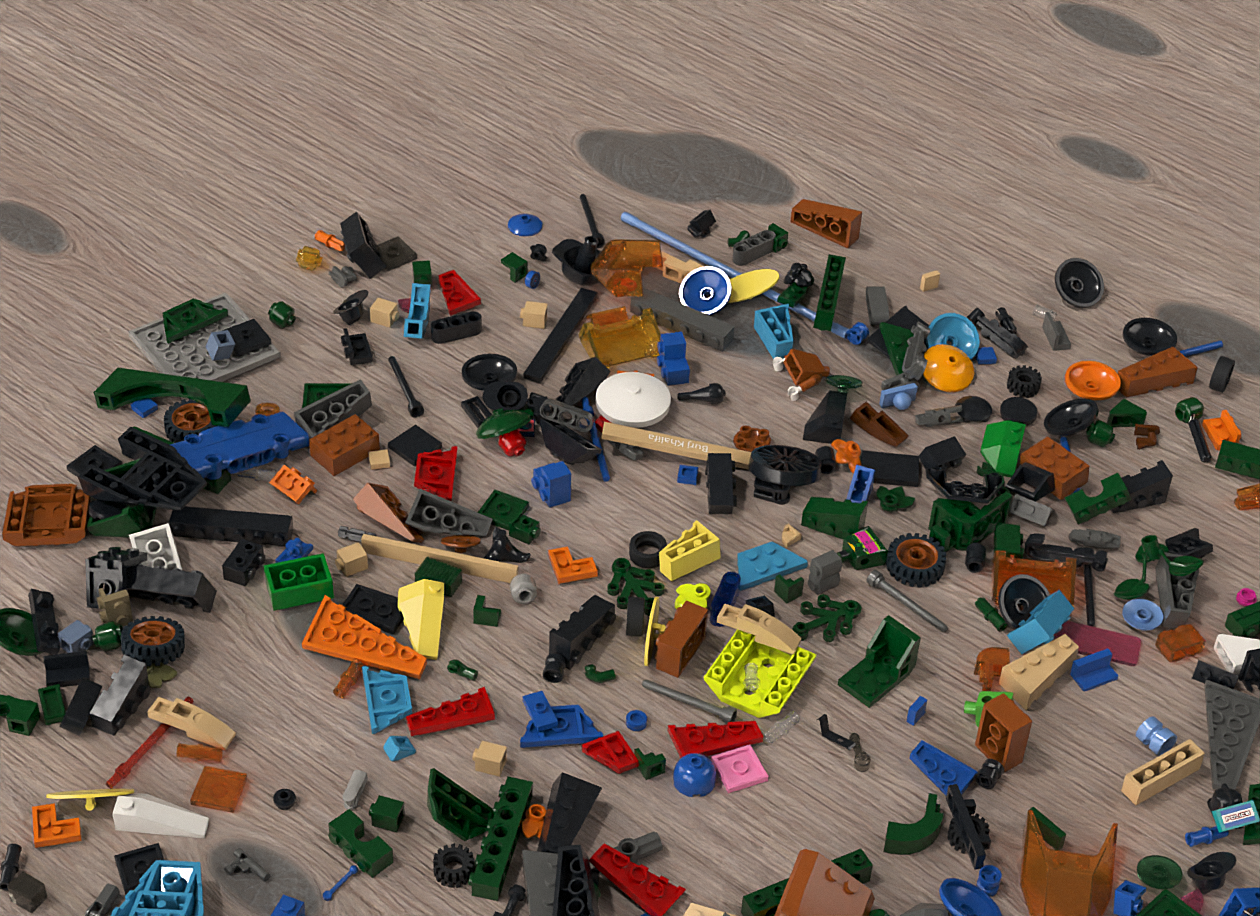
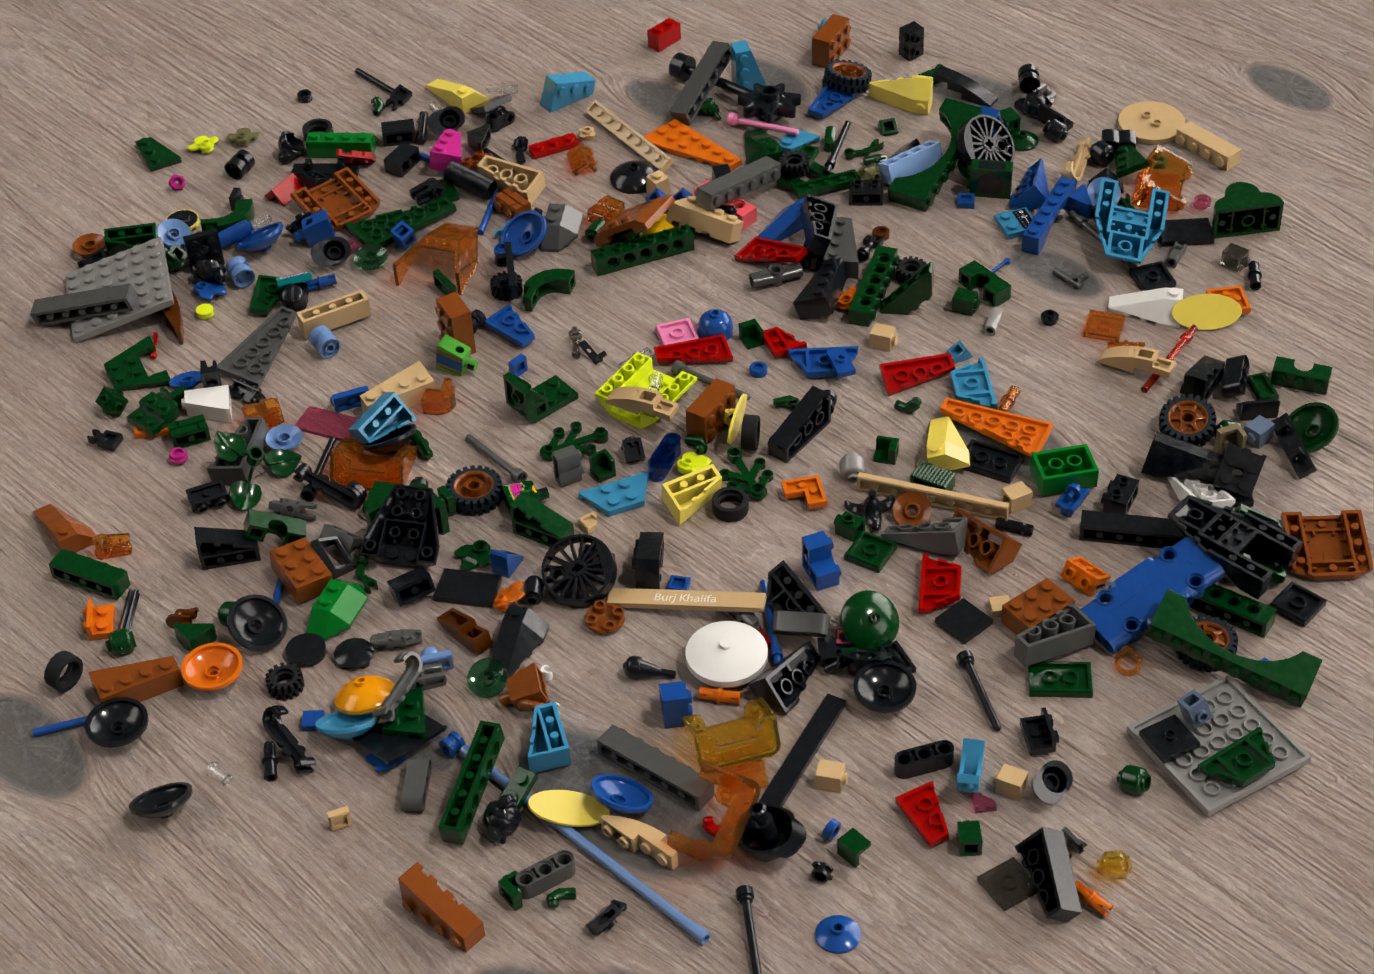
camera: 170 degrees left, 0 degrees up
(1055, 333) = (219, 744): dark grey panel -> none

